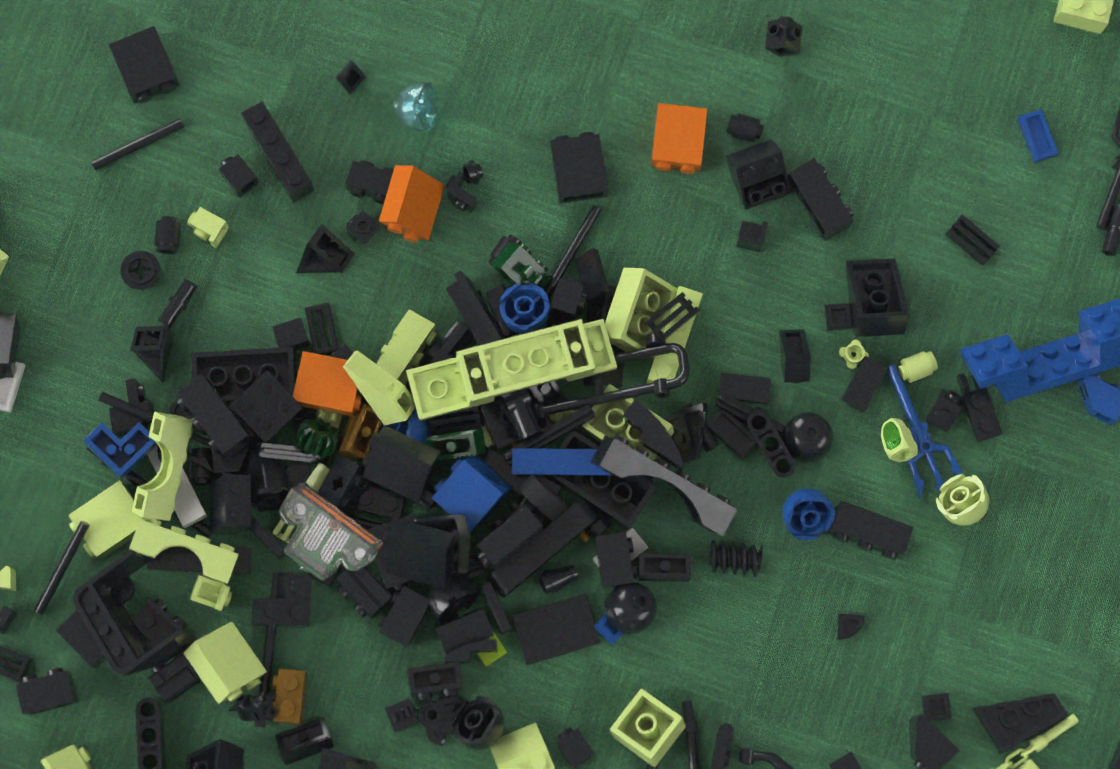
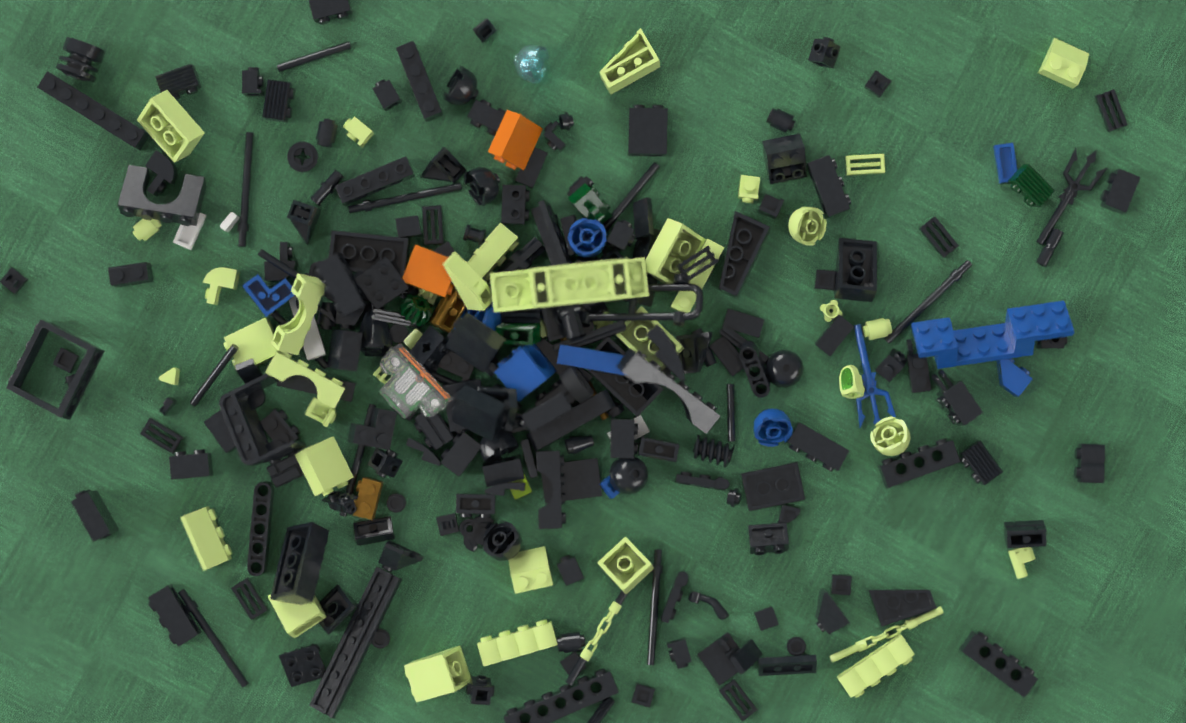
camera: 15 degrees right, 10 degrees up
(54, 441) = (220, 278): none -> yellowish green brick
(56, 367) = (229, 222): none -> white tile
(62, 187) = (252, 82): none -> black brick
(75, 371) = (243, 226): none -> black bar
(98, 205) = (278, 101): none -> black brick
(105, 551) = (248, 370): none -> black tile
(233, 318) = (369, 205): none -> black bar
(239, 284) = (375, 181): none -> black brick
(267, 539) = (368, 378): black tile -> none
(310, 647) = (385, 462): none -> black brick
(328, 697) = (396, 502): none -> black plate
(333, 150) = (461, 87): none -> black cylinder
(361, 626) = (428, 454): none -> black slope
(362, 227) = (475, 152): black bracket -> none
(378, 266) = (483, 185): none -> black cylinder
(378, 332) = (474, 235): none -> black bush
(423, 285) = (514, 205): none -> black brick
(437, 245) = (532, 170): none -> black tile
(524, 611) = (551, 514): none -> black arch
(542, 88) = (630, 63): none -> yellowish green wedge
(679, 138) = (728, 120): orange brick -> none
(720, 218) = (748, 188): none -> yellowish green bracket
(728, 290) = (744, 246): none -> black wedge
(729, 601) = (703, 481): none -> black hinge
(749, 506) = (731, 412): none -> black bar
(774, 615) = (734, 497): none -> black plate
(794, 356) = (785, 305): black slope -> none
(803, 249) = (807, 225): none -> yellowish green cylinder
(822, 592) = (773, 486): none -> black tile
(829, 662) = (768, 538): none -> black bracket
(857, 65) = (877, 83): none -> black tile
(861, 175) = (870, 164): none -> yellowish green tile
(1002, 285) = (955, 276): none -> black bar
(1037, 438) = (956, 400): none -> black brick
(1042, 515) = (948, 457): none -> black brick
(1075, 157) = (1030, 186): none -> dark green brick
(1085, 516) = (980, 463): none -> black brick

